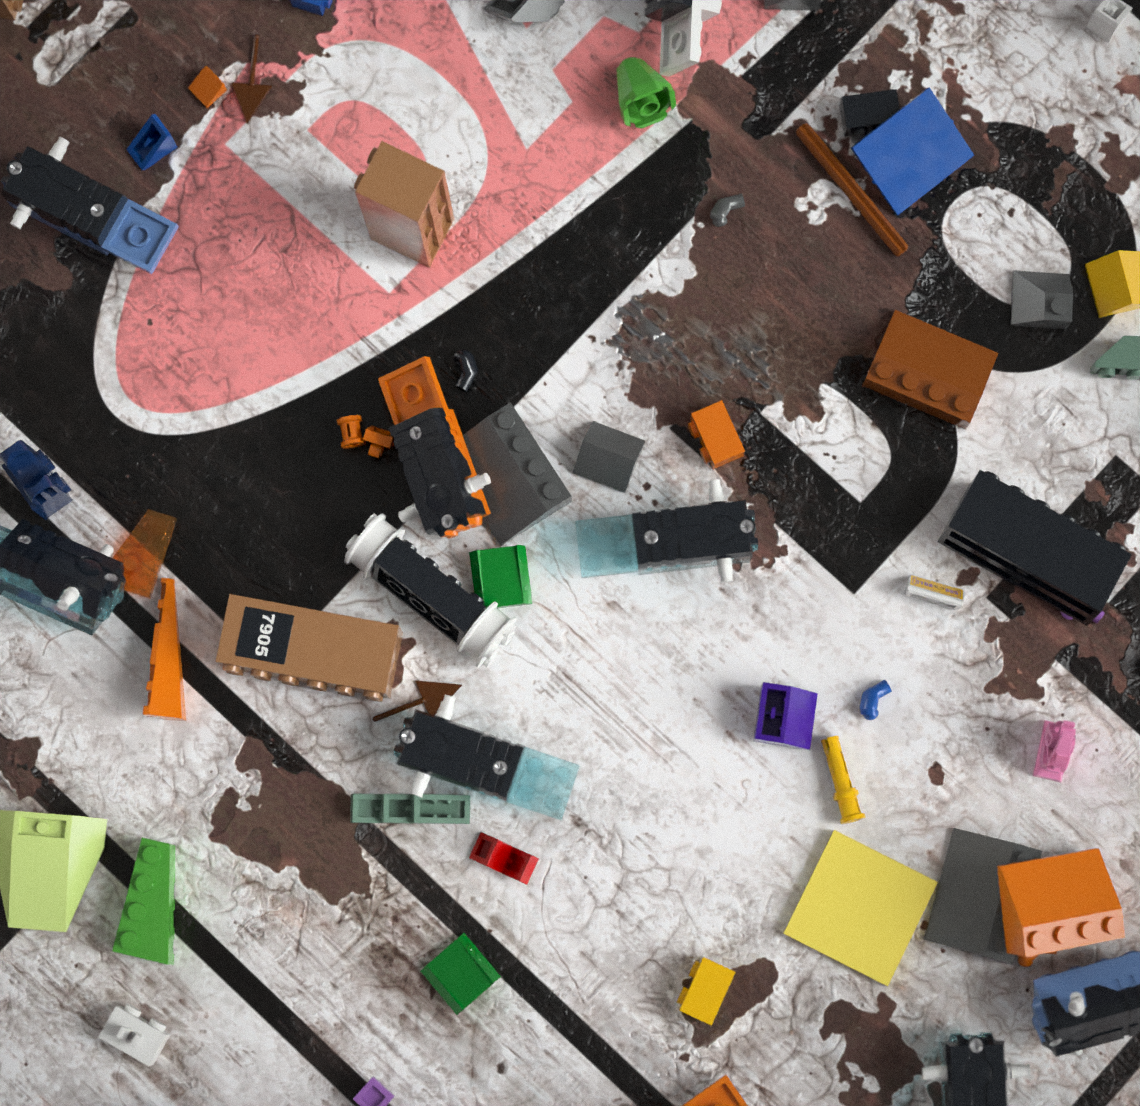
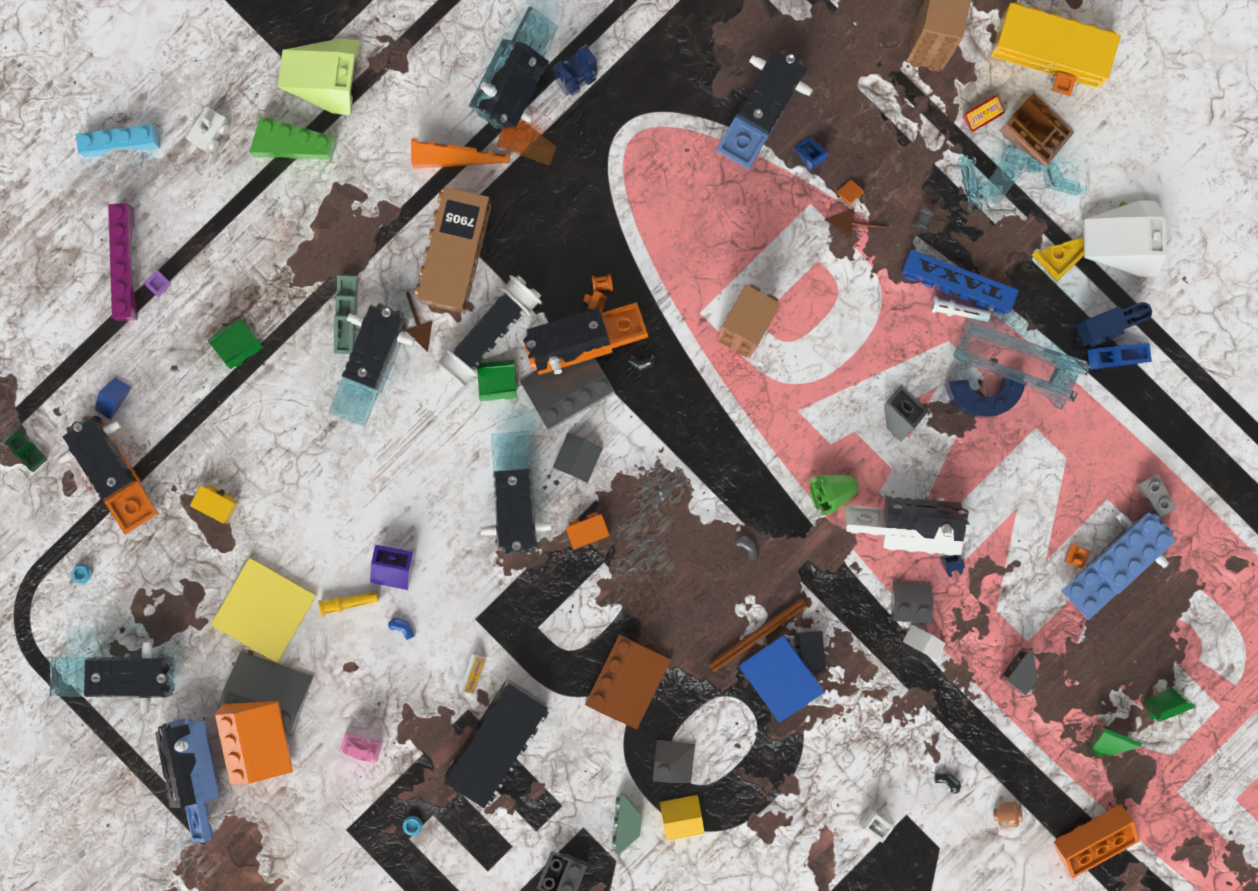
camera: 90 degrees right, 5 degrees up
(503, 858) = (310, 374): red slope -> none

